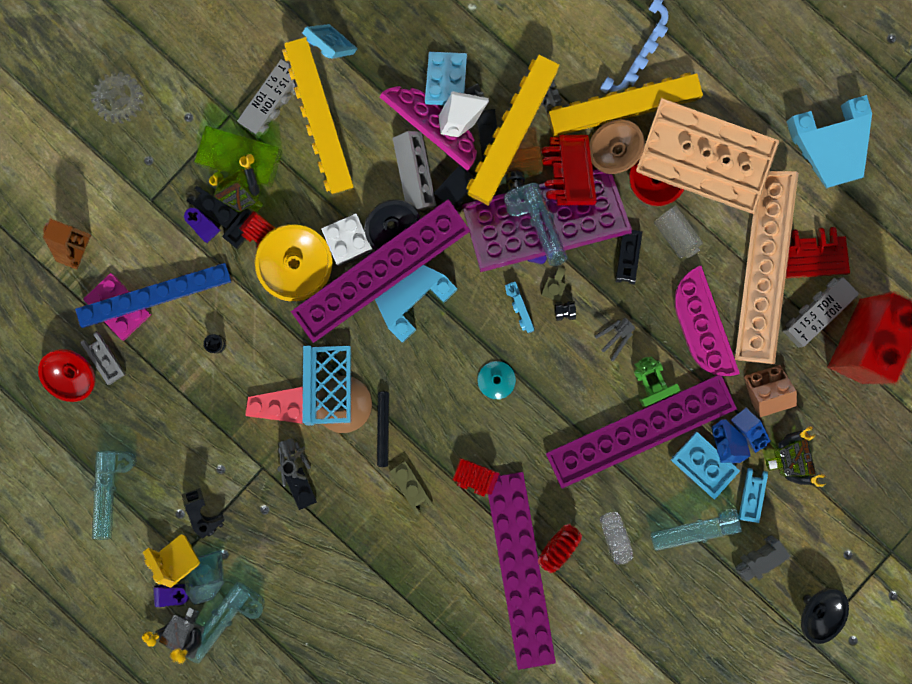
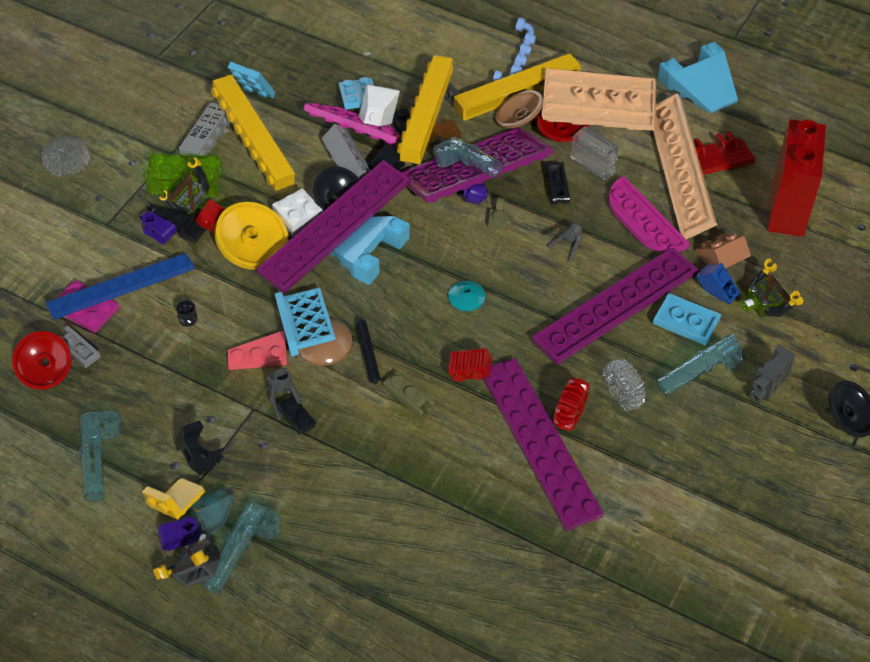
camera: 20 degrees left, 35 degrees down
(65, 243) = (30, 253): dark orange wedge -> none
(519, 306) = (472, 234): medium azure hinge -> none
(567, 310) = (513, 229): black wheel -> none
(571, 170) = (485, 130): red hinge -> none
(657, 391) = (609, 254): bright green tile -> none
(730, 443) = (703, 294): blue slope -> none
(753, 497) = (742, 330): medium azure hinge -> none
(820, 311) = (741, 189): light grey brick -> none

